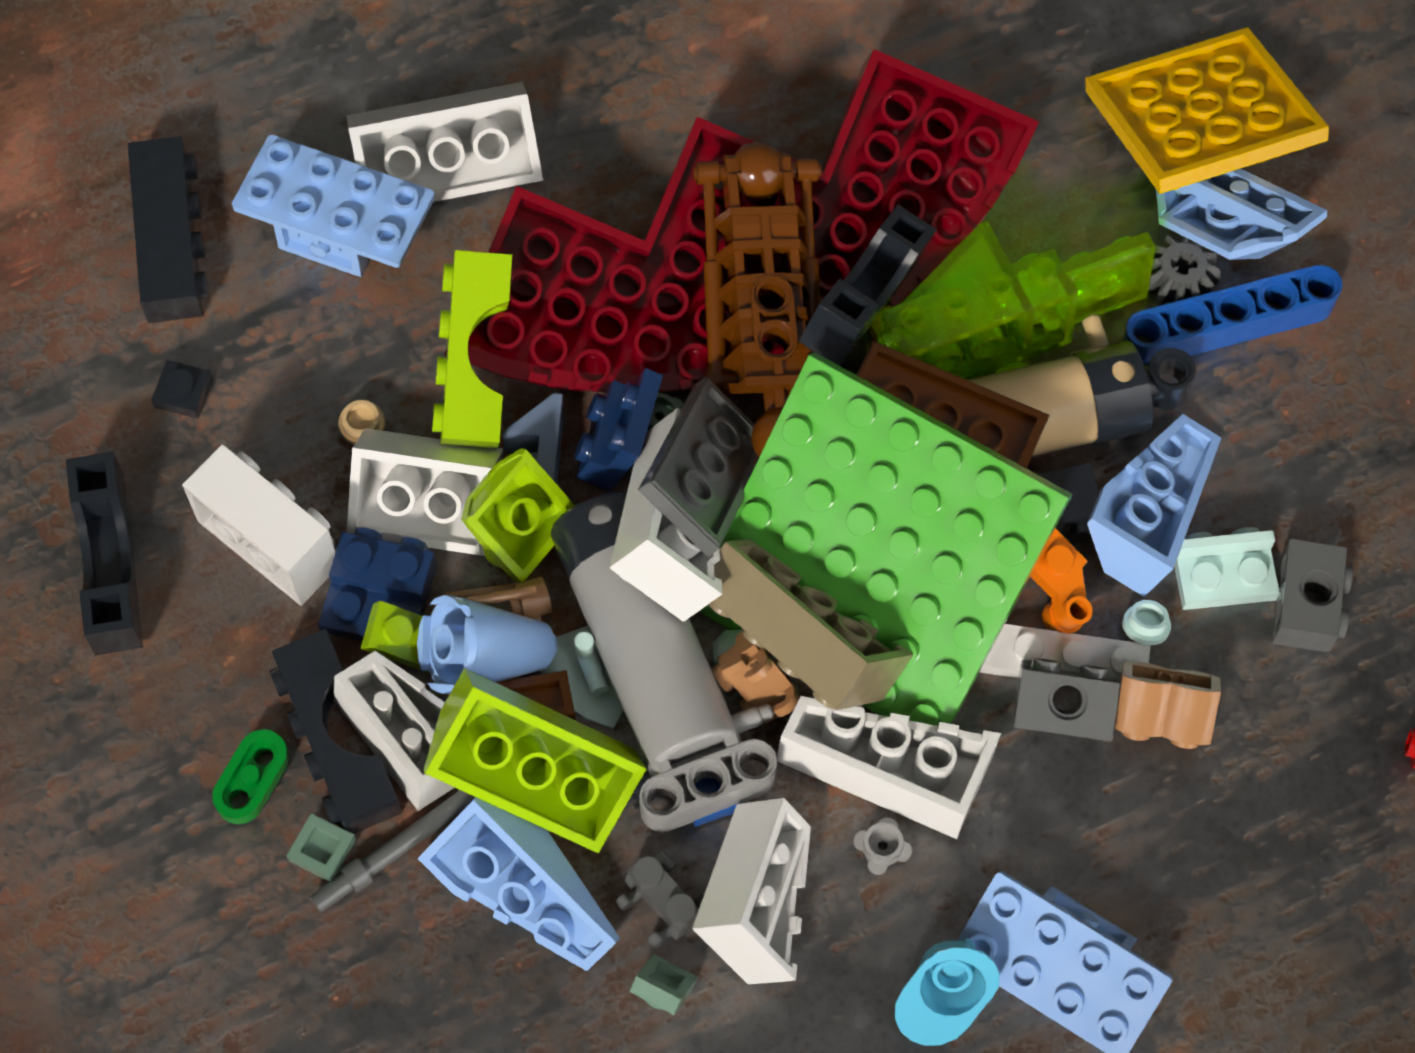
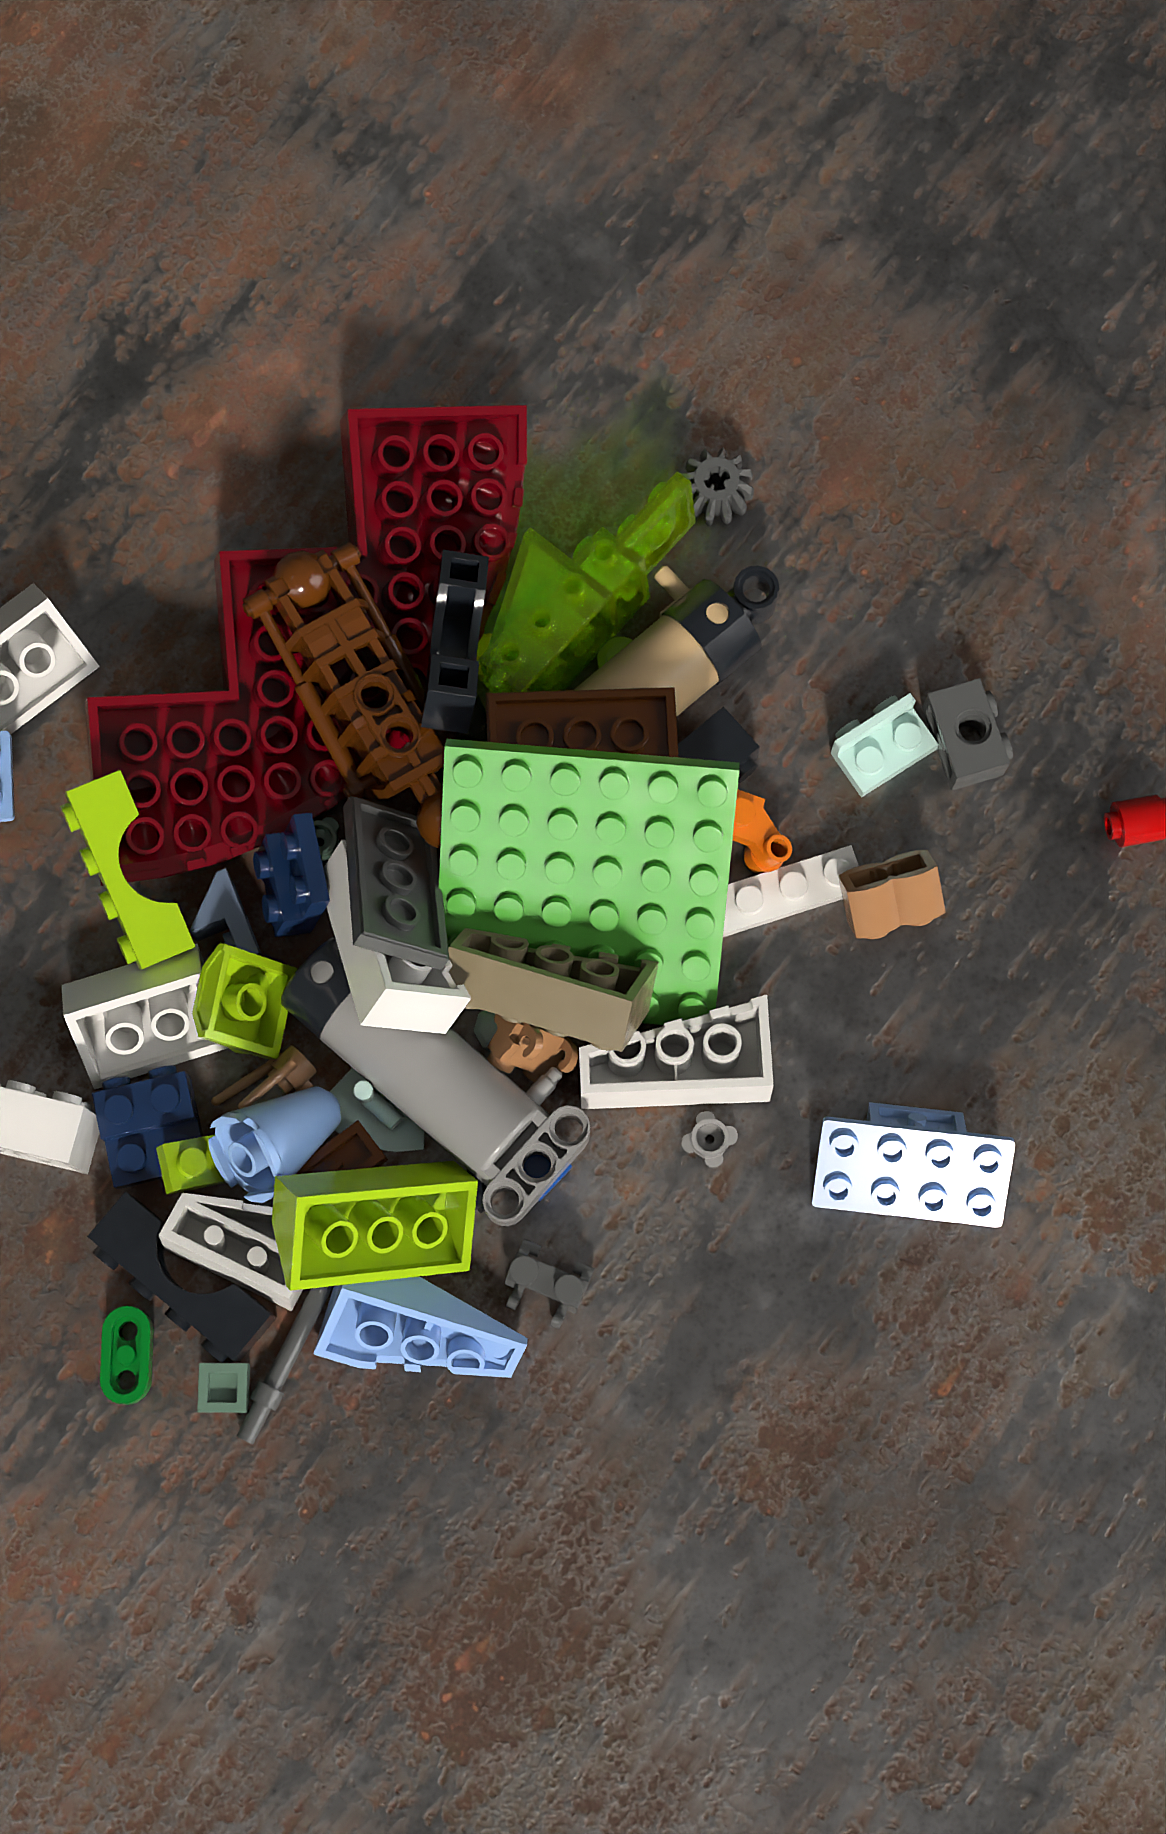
camera: 25 degrees left, 10 degrees up
(357, 417) = (50, 975): tan plate -> none
(663, 984) = (584, 1358): sand green plate -> none
(754, 890) = (622, 1239): white wedge -> none
(946, 992) = (828, 1244): medium azure piece -> none
(1090, 718) = (832, 938): dark grey brick -> none
(1147, 623) = (839, 827): light aqua plate -> none
(1150, 504) = (794, 717): light blue wedge -> none
(1205, 110) = (667, 322): yellow plate -> none
(1238, 215) = (731, 408): light blue wedge -> none
(1244, 301) = (785, 488): blue beam -> none

